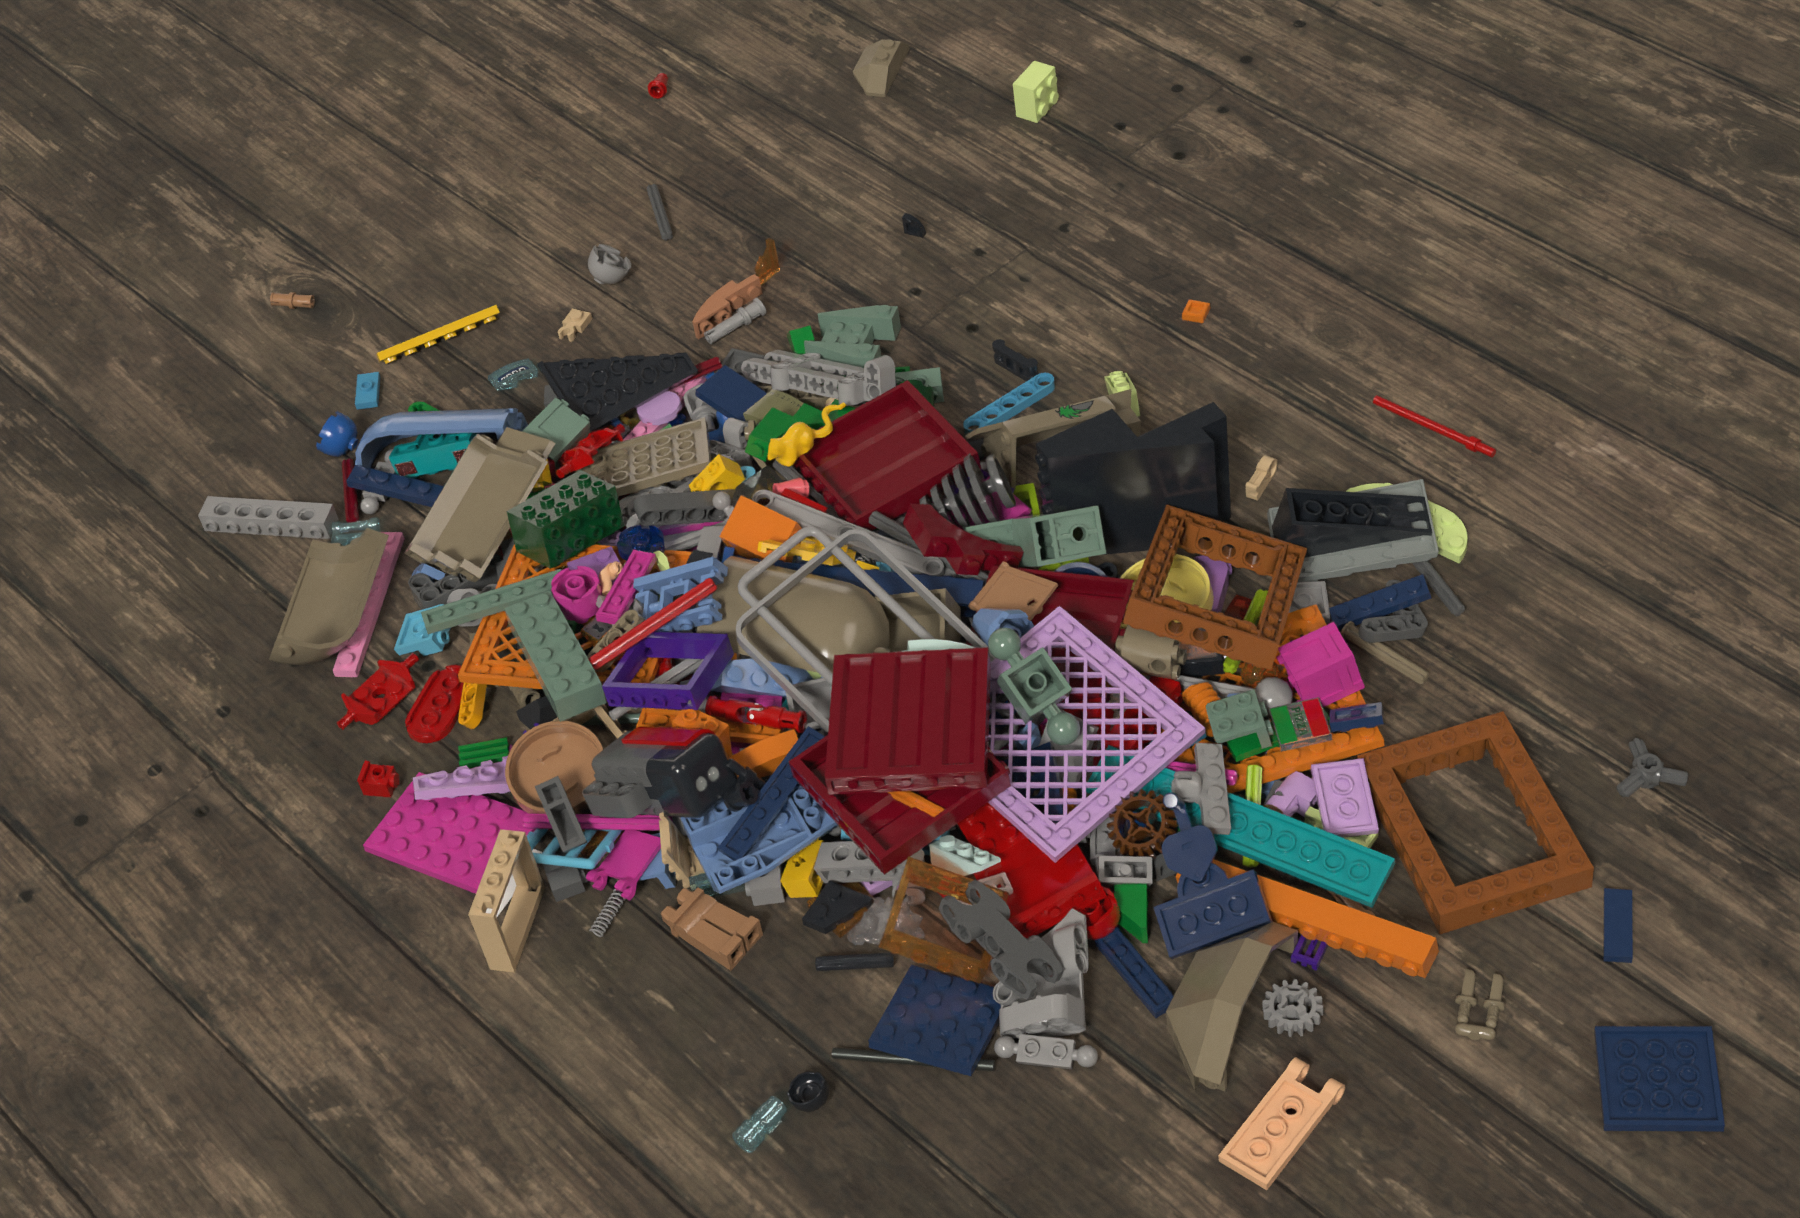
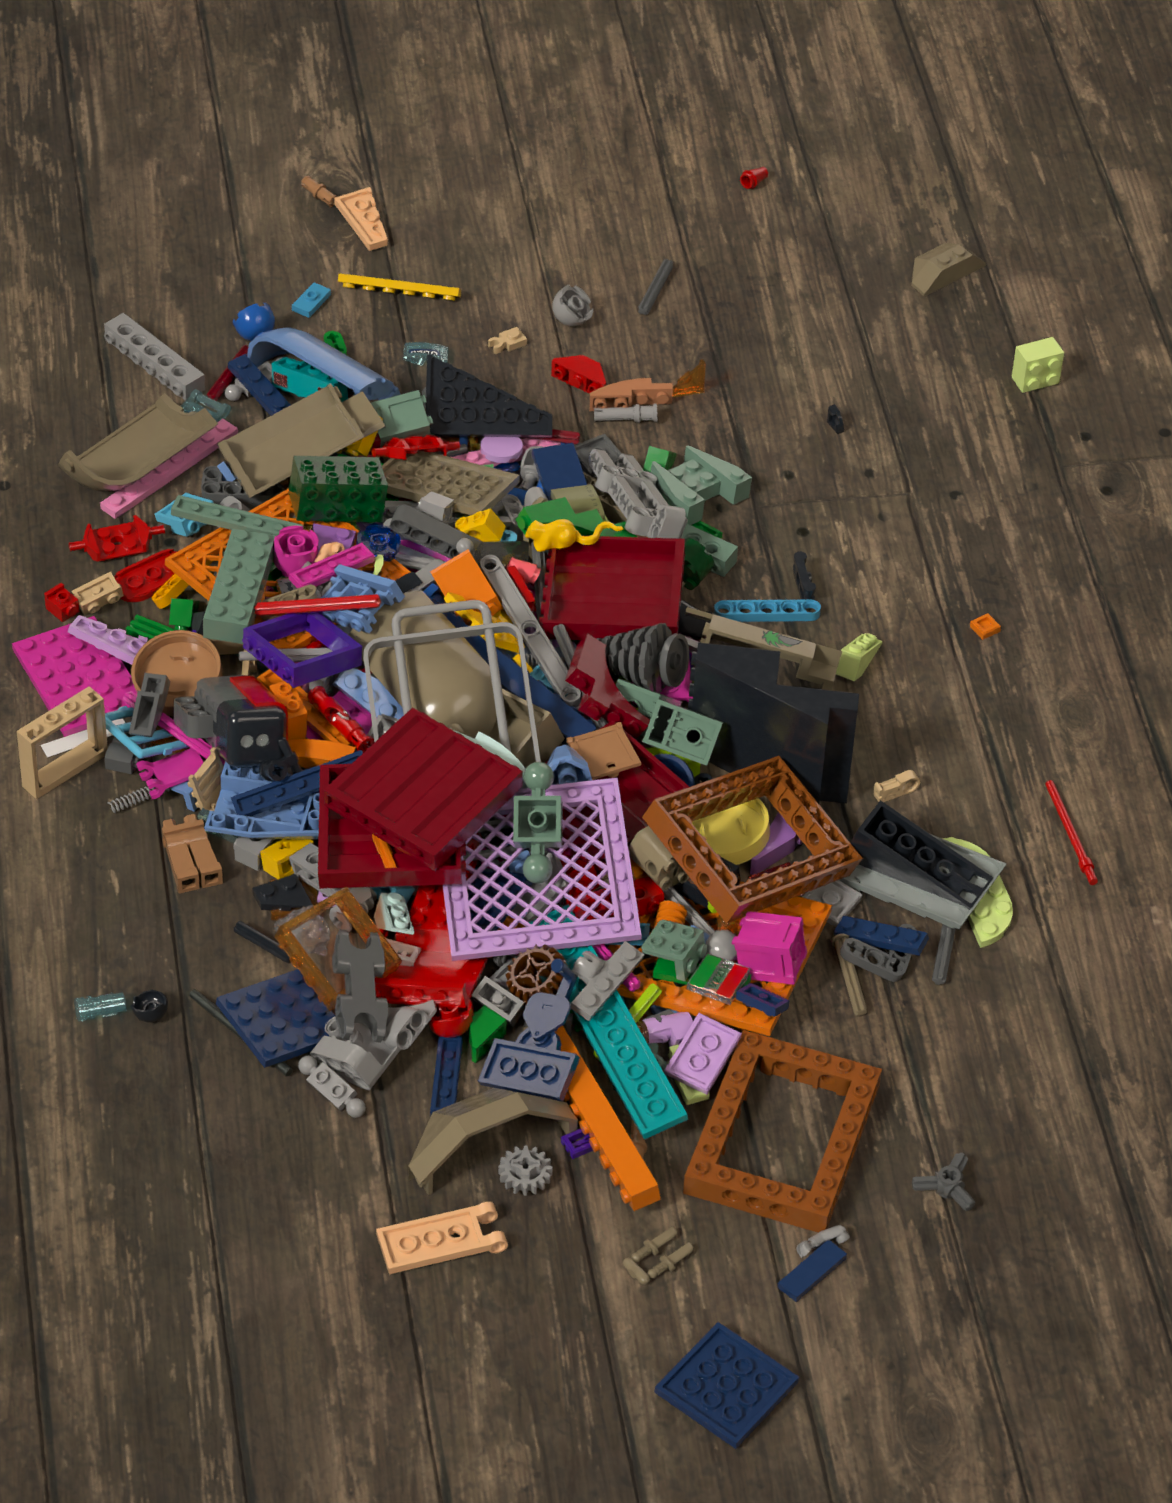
camera: 25 degrees right, 0 degrees up
(349, 298) = (363, 217): none -> light nougat wing
(406, 749) = (98, 593): none -> tan bracket
(503, 718) = (182, 612): none -> green slope
(663, 482) = (436, 506): none -> light grey brick
(665, 312) = (579, 372): none -> red slope
(1604, 878) = (838, 1232): none -> light grey arm

